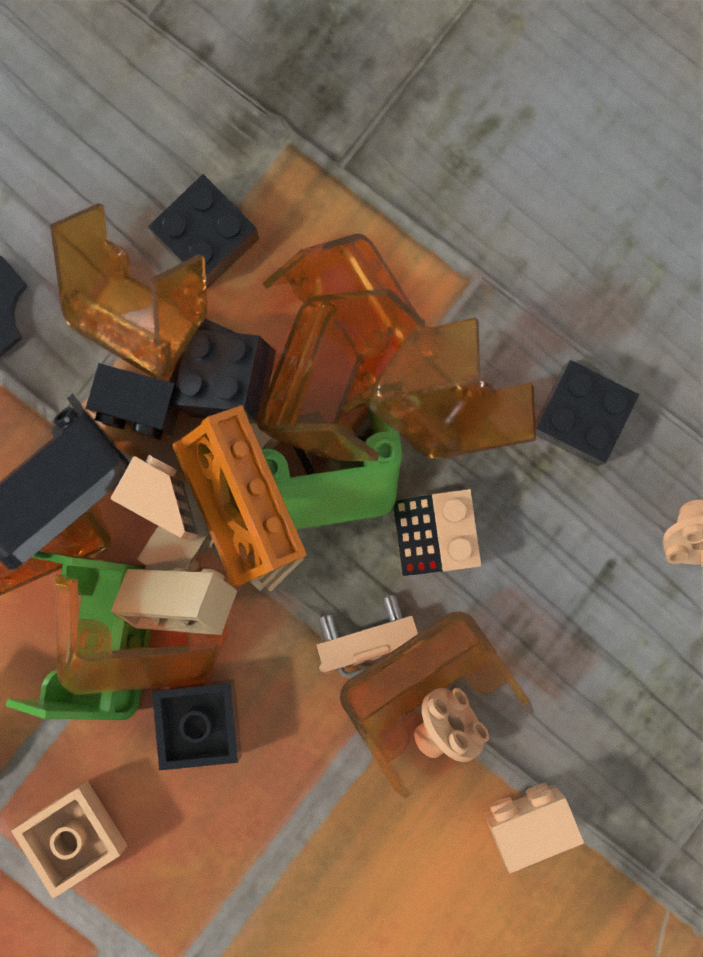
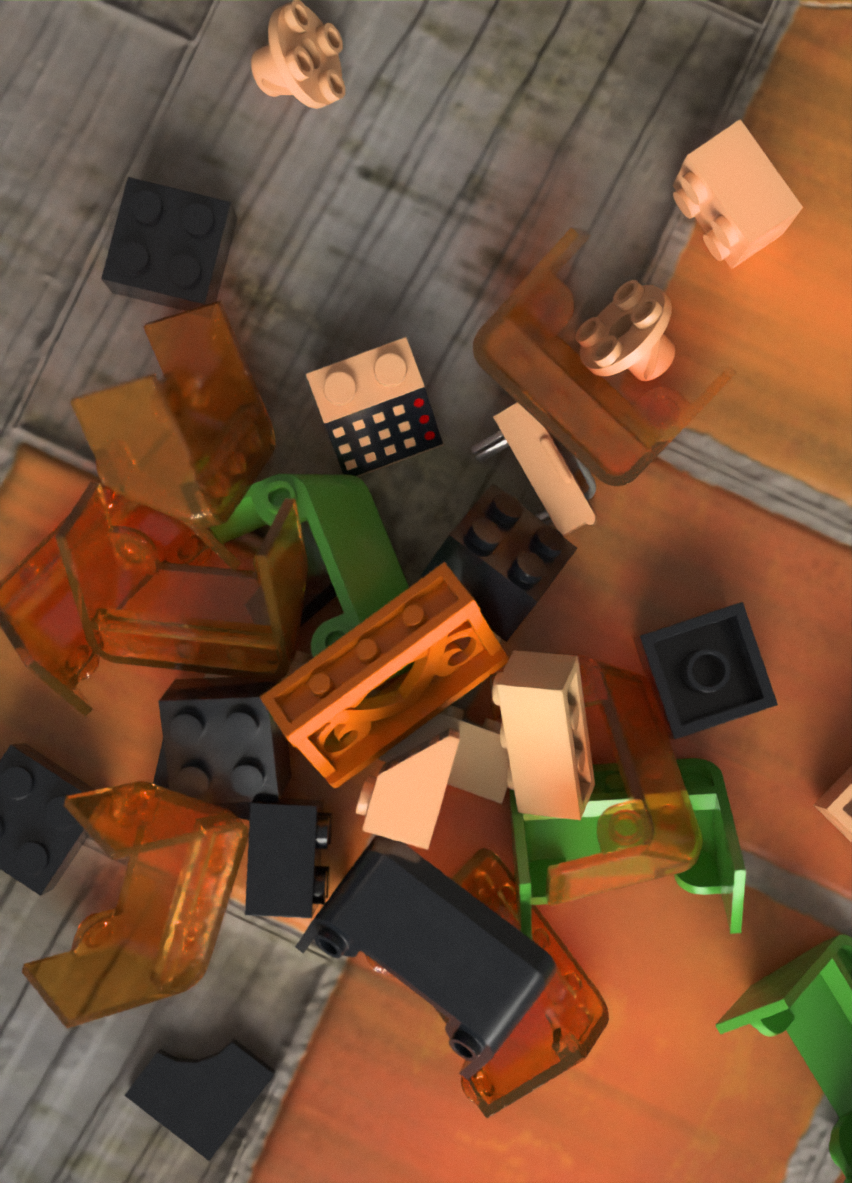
camera: 100 degrees left, 0 degrees up
(306, 598) = (503, 558): none -> black brick

